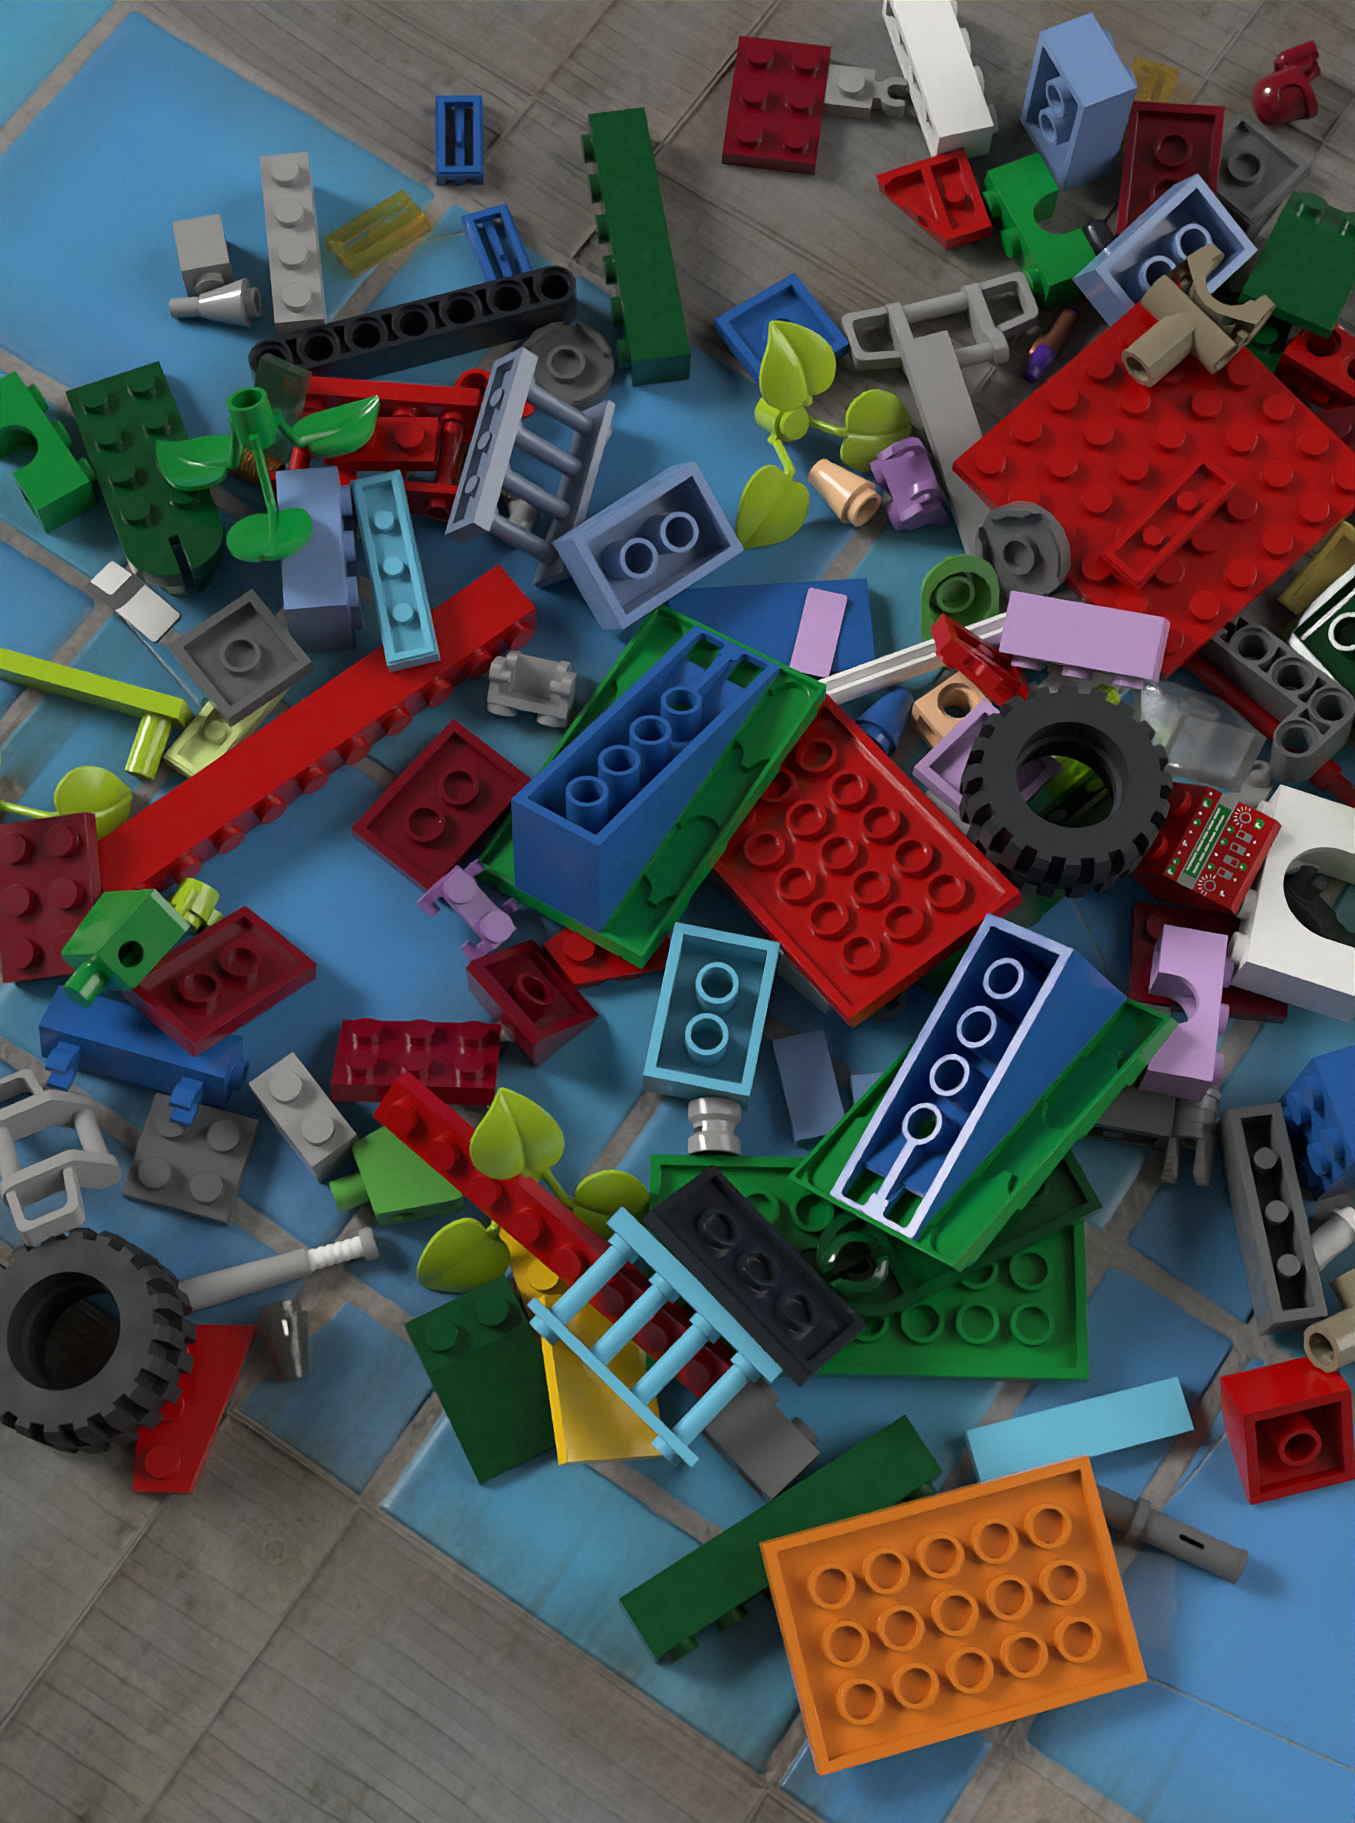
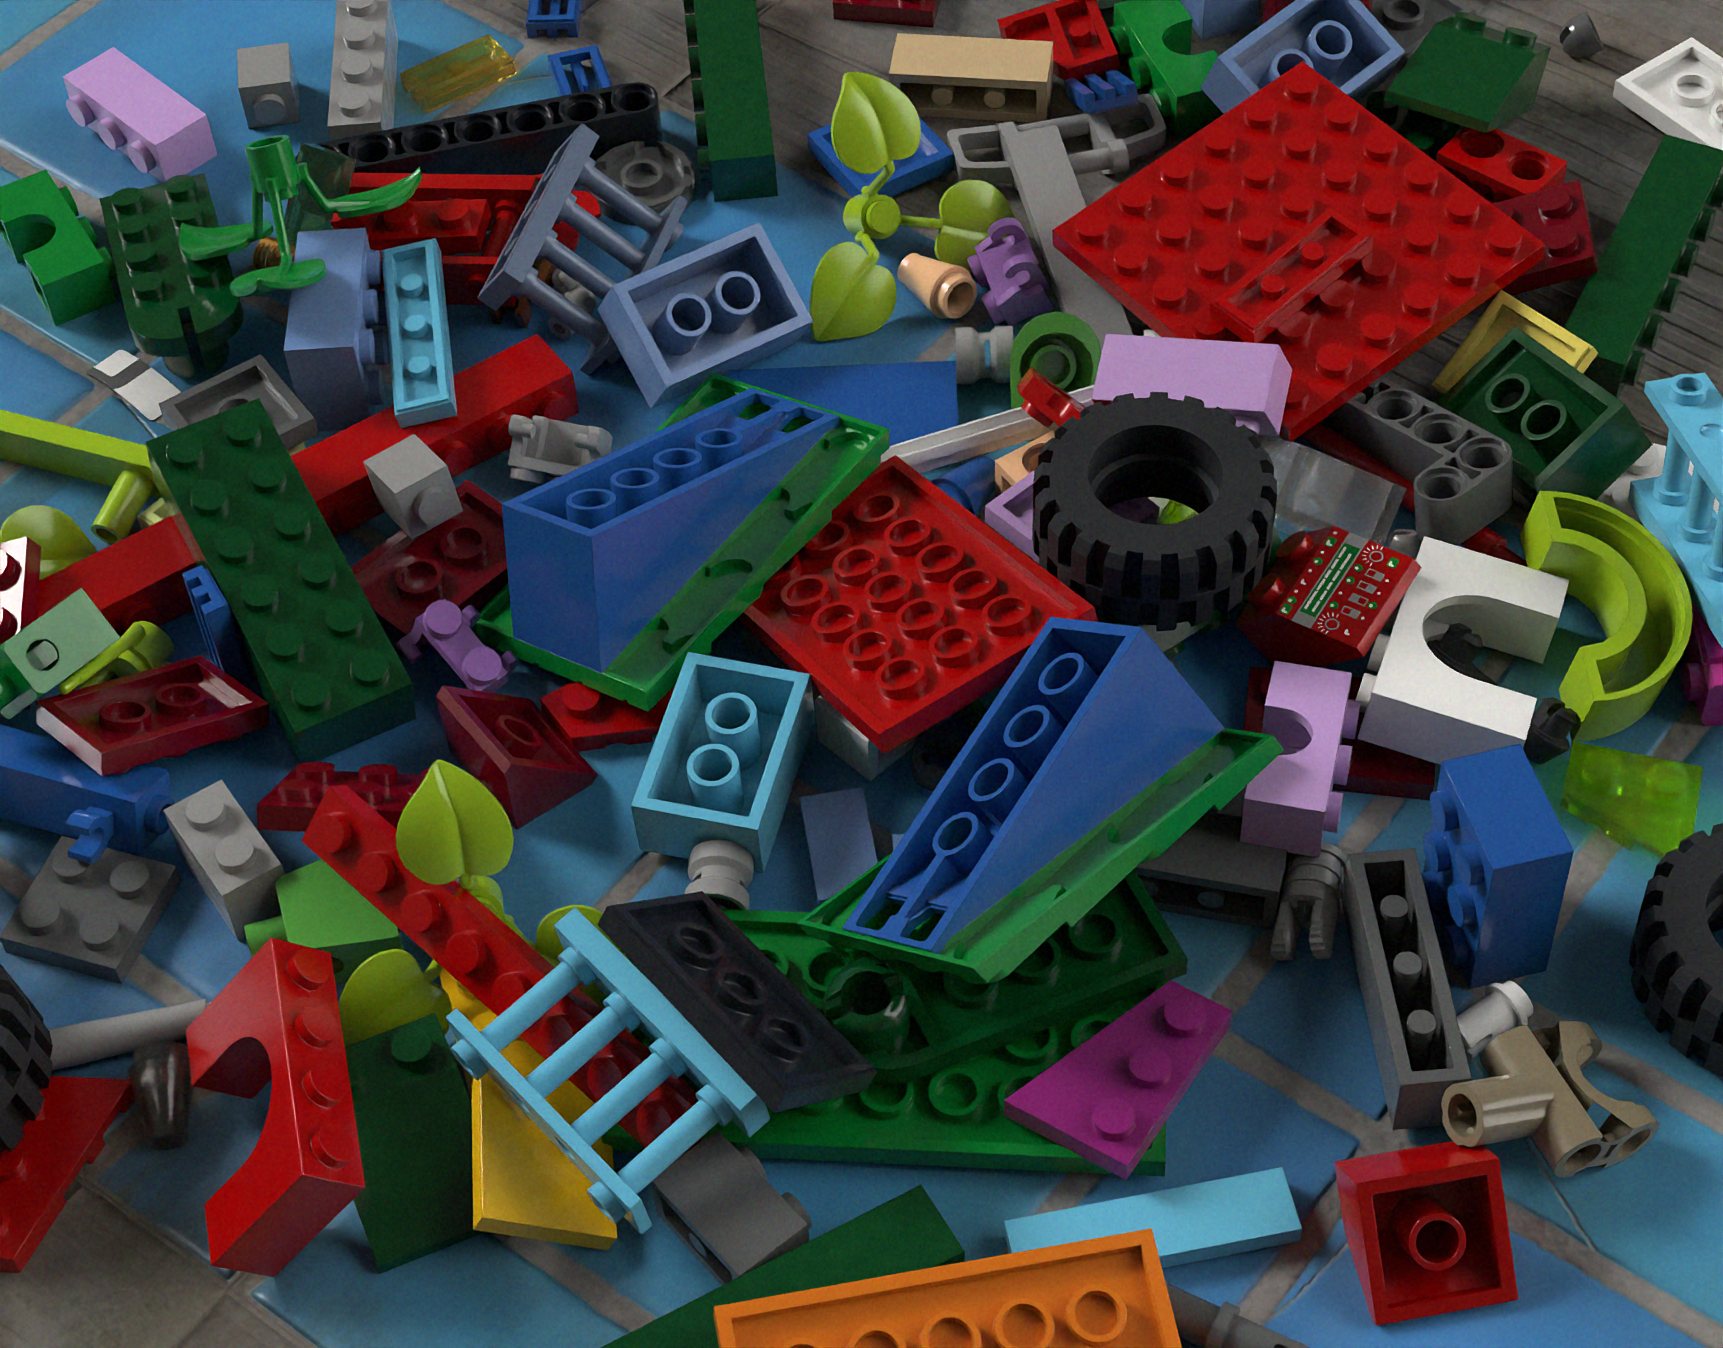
camera: 10 degrees right, 20 degrees down
(86, 293) = (139, 116): none -> lavender brick
(231, 304) = (297, 120): light grey cone -> none
(261, 889) = (216, 624): none -> blue tile
(310, 843) = (284, 581): none -> dark green brick
(412, 738) = (413, 486): none -> light grey brick
(426, 1414) = (283, 1026): none -> red arch
(818, 632) = (898, 401): lavender sticker -> none
(859, 248) = (974, 76): none -> tan brick
(883, 568) = (971, 354): none -> light grey wheel
(974, 256) = (1112, 94): none -> blue tile
(1024, 548) = (1129, 299): dark grey tile -> none
(1056, 1310) = (1124, 1080): none -> magenta wing
(1191, 321) = (1319, 86): dark tan connector -> none

